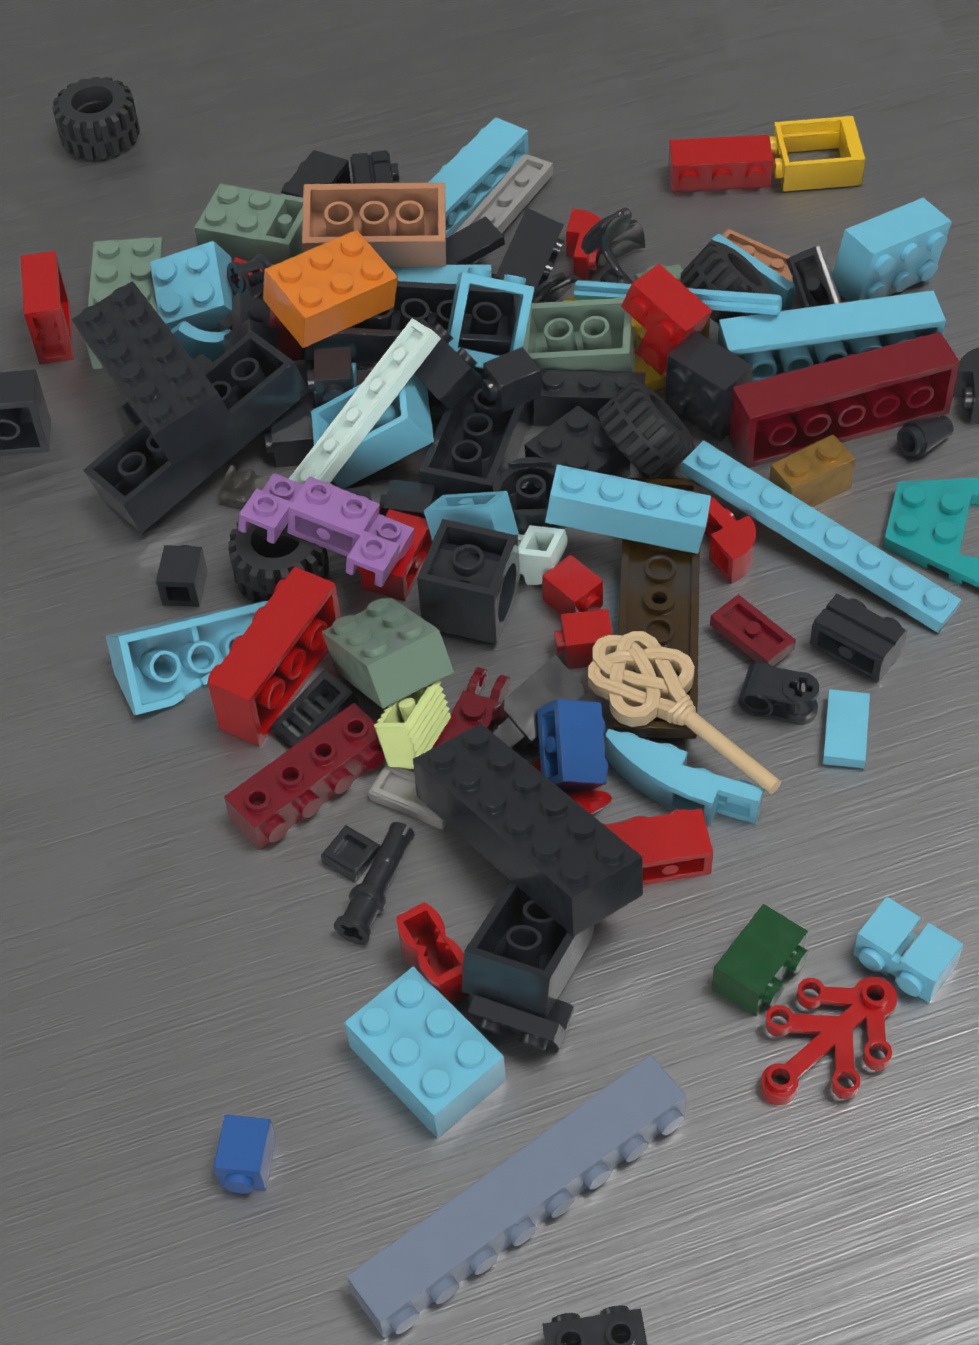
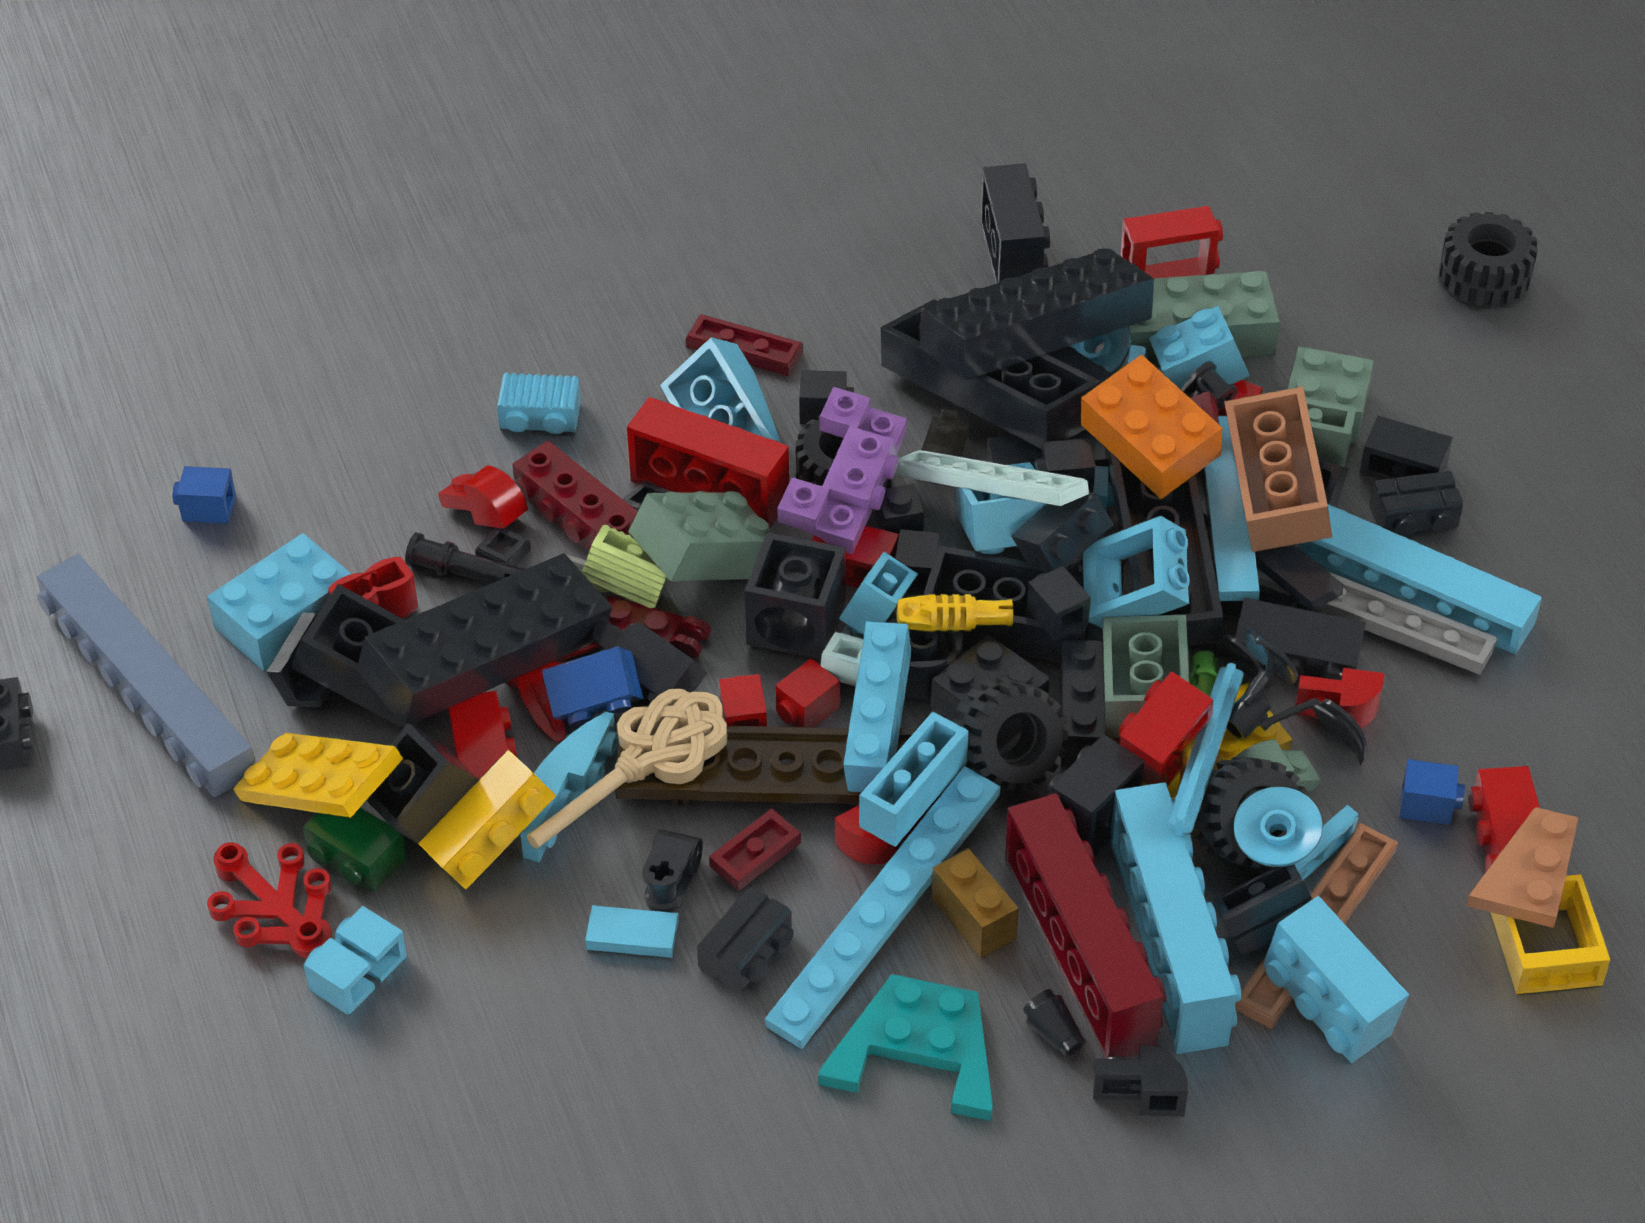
camera: 85 degrees right, 5 degrees down
(82, 648) = (758, 347): none -> dark red tile
(149, 820) = (539, 403): none -> medium azure brick
(289, 856) = (489, 496): none -> red brick
(517, 453) = (952, 612): none -> yellow hinge
(682, 204) = (1430, 792): none -> blue brick
(692, 984) = (317, 774): none -> yellow plate
(713, 885) = (421, 785): none -> black brick
(737, 494) = (913, 779): none -> medium azure brick
(752, 824) = (487, 819): none -> yellow brick
(763, 256) = (1278, 810): none -> medium azure dish
(778, 140) = (1529, 871): none -> nougat wing

